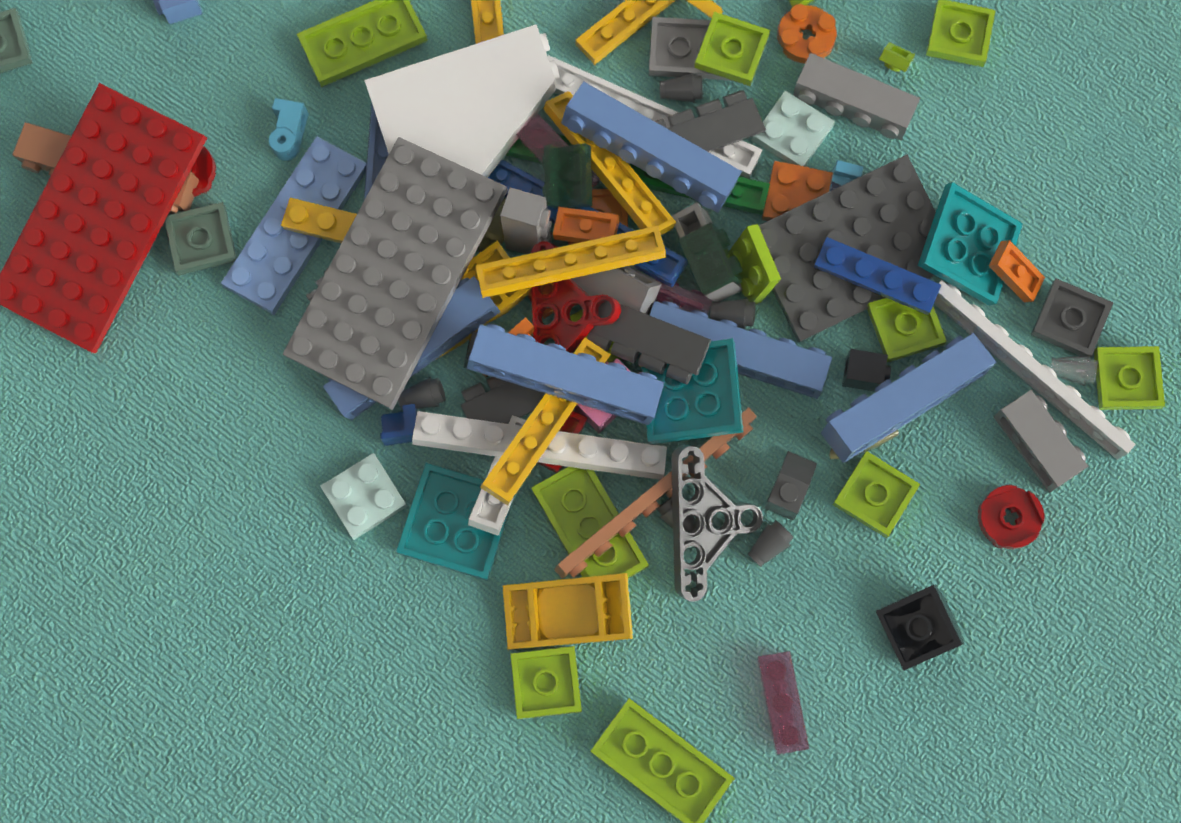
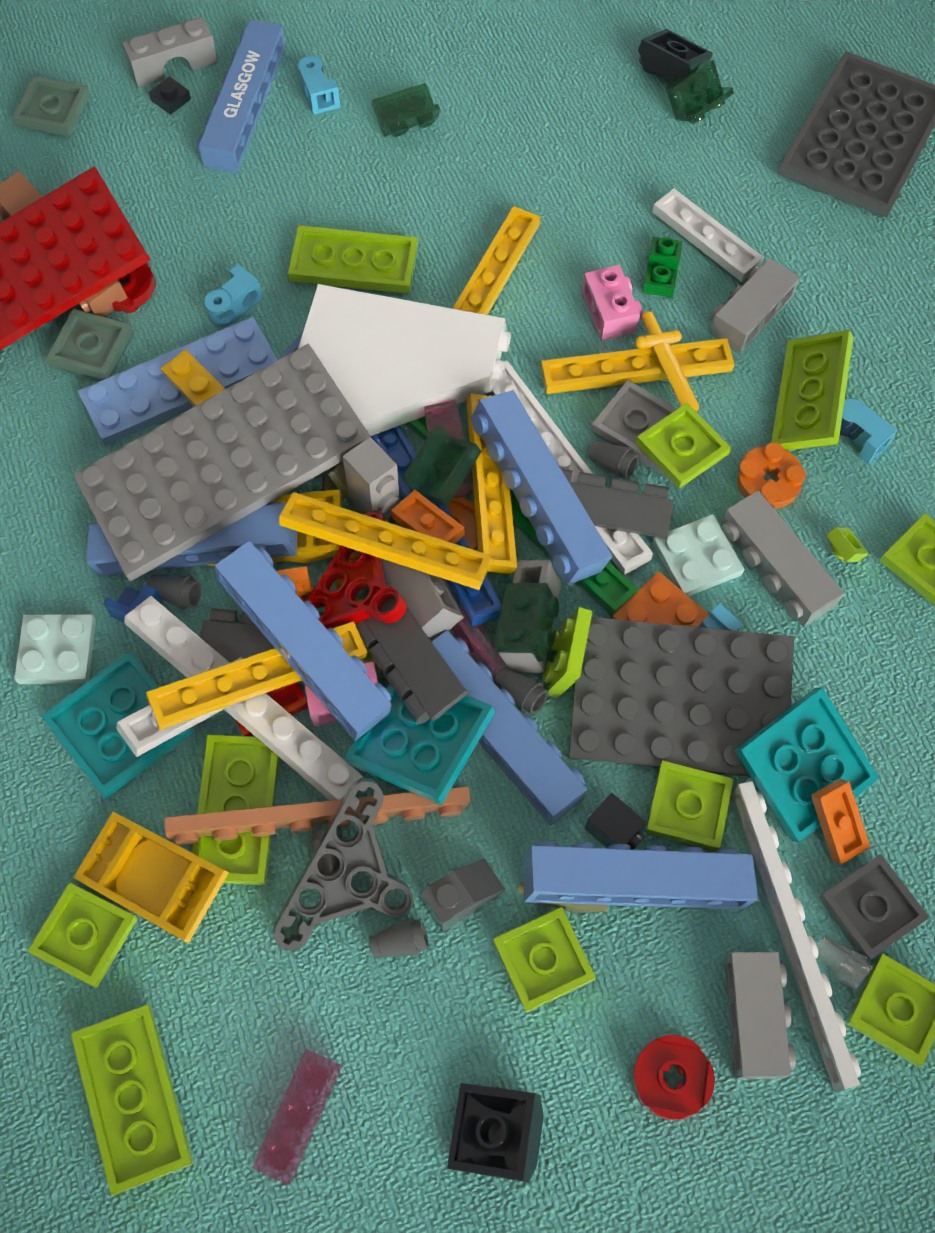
camera: 30 degrees right, 10 degrees down
(877, 275) = (686, 736): blue plate -> none

